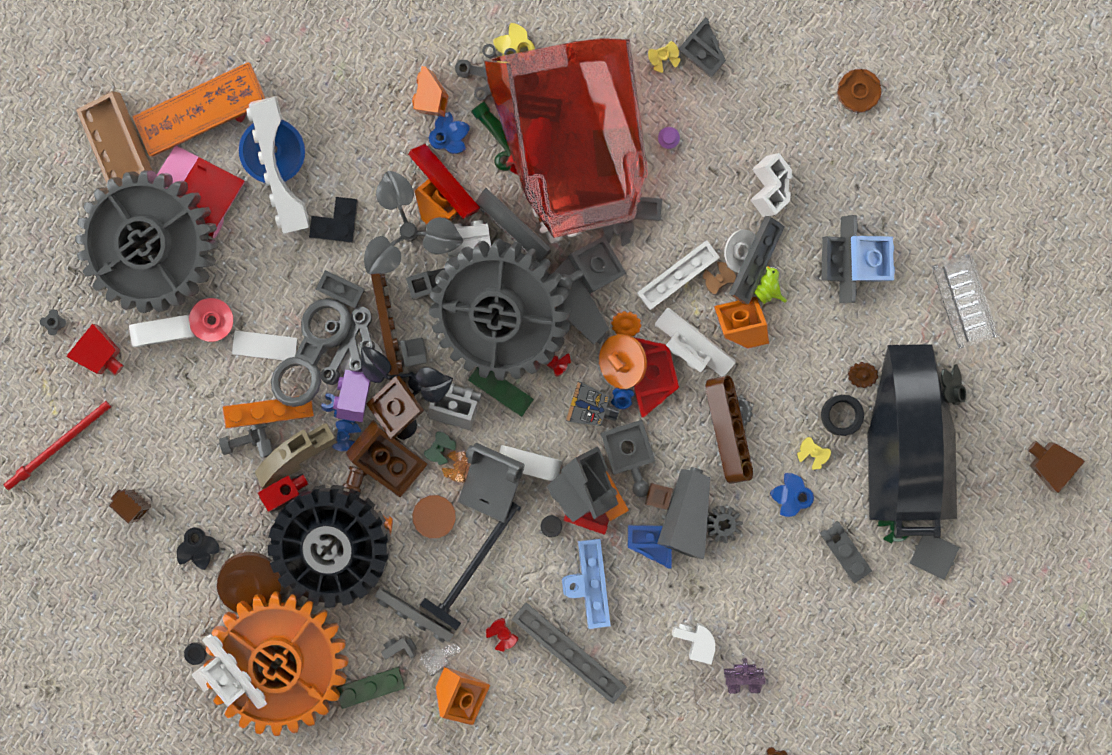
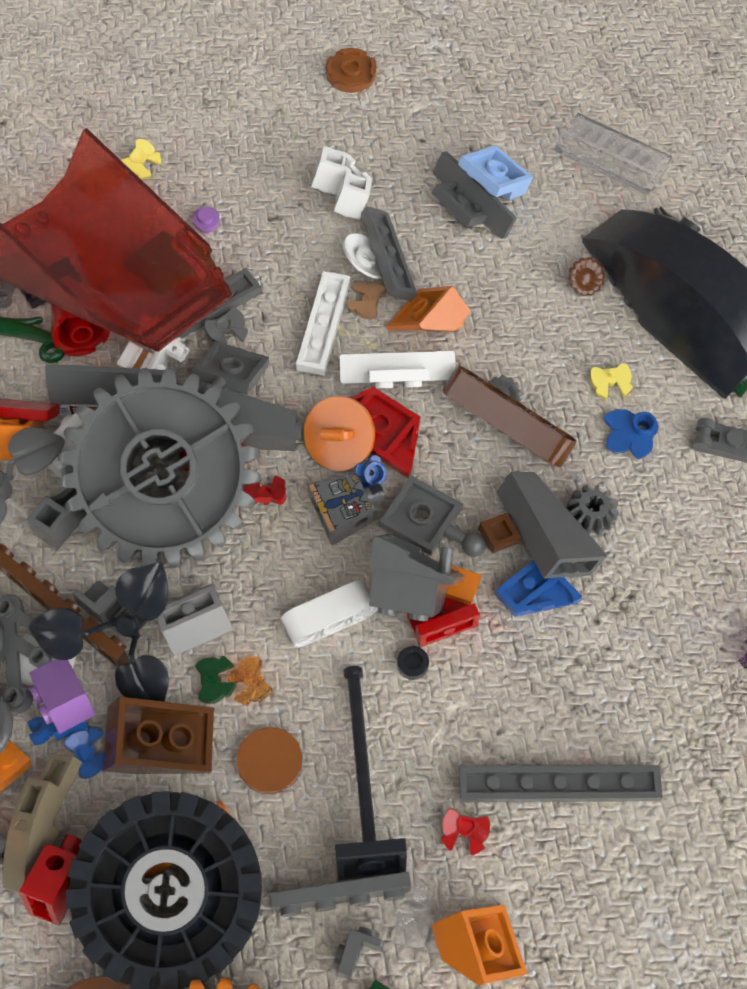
camera: 40 degrees left, 25 degrees down
(354, 478) = (136, 783): reddish brown bush -> none
(395, 407) = (120, 661): plate -> none
(490, 481) = (301, 657): dark grey door -> none
(502, 391) = (233, 566): dark green plate -> none
(590, 584) = (512, 687): light blue plate -> none
(626, 323) = (307, 398): orange piece -> none
(702, 641) = (688, 645): white brick -> none
(703, 49) = (175, 130): dark grey wing -> none
(769, 286) = (424, 267): lime animal -> none
(859, 415) = (606, 306): black tyre -> none

